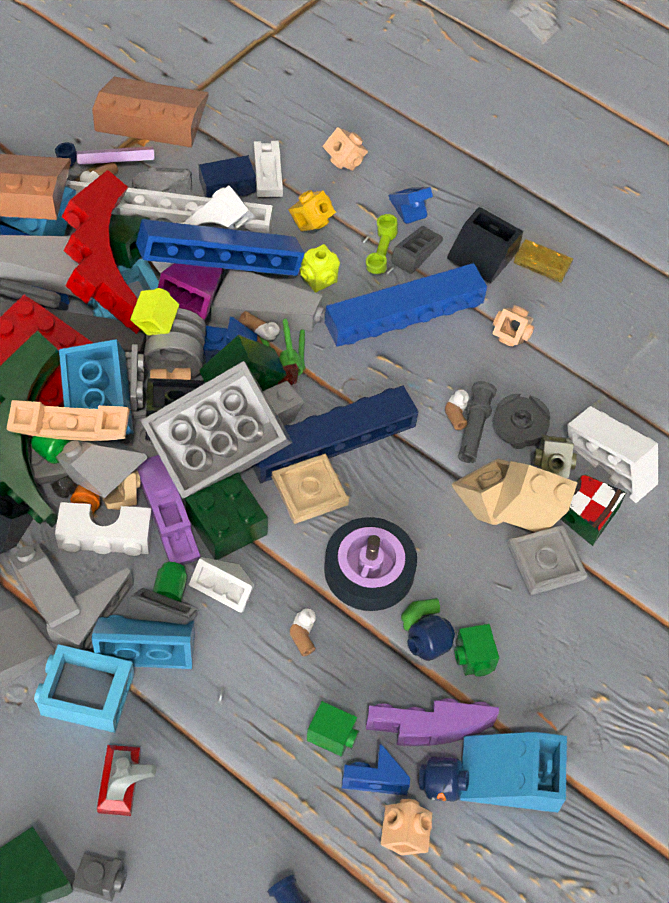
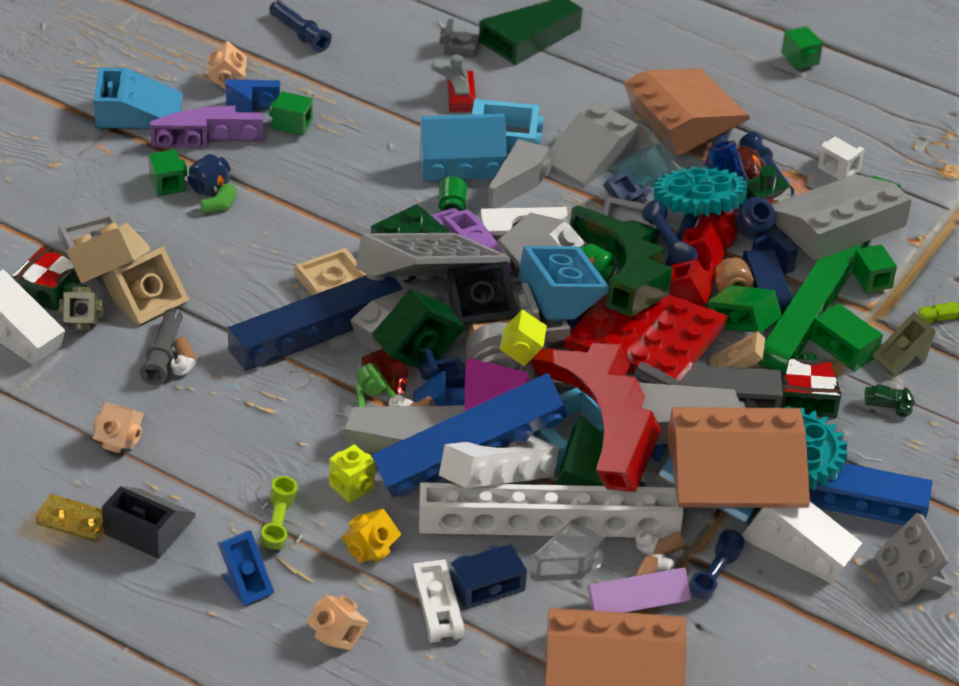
camera: 175 degrees right, 15 degrees down
(43, 585) = (562, 169): light grey slope -> none
(68, 422) = (611, 243): light nougat slope -> none
(156, 607) = (466, 153): dark grey slope -> none
(223, 582) = (393, 203): white slope -> none
(300, 630) = (327, 180): arm -> none
(370, 564) = (268, 216): wheel -> none
(405, 305) = (243, 448): blue brick -> none
(414, 251) = (236, 501): dark grey slope -> none
(443, 779) = (196, 93): dark blue head -> none
(520, 434) = (112, 365): dark grey plate -> none

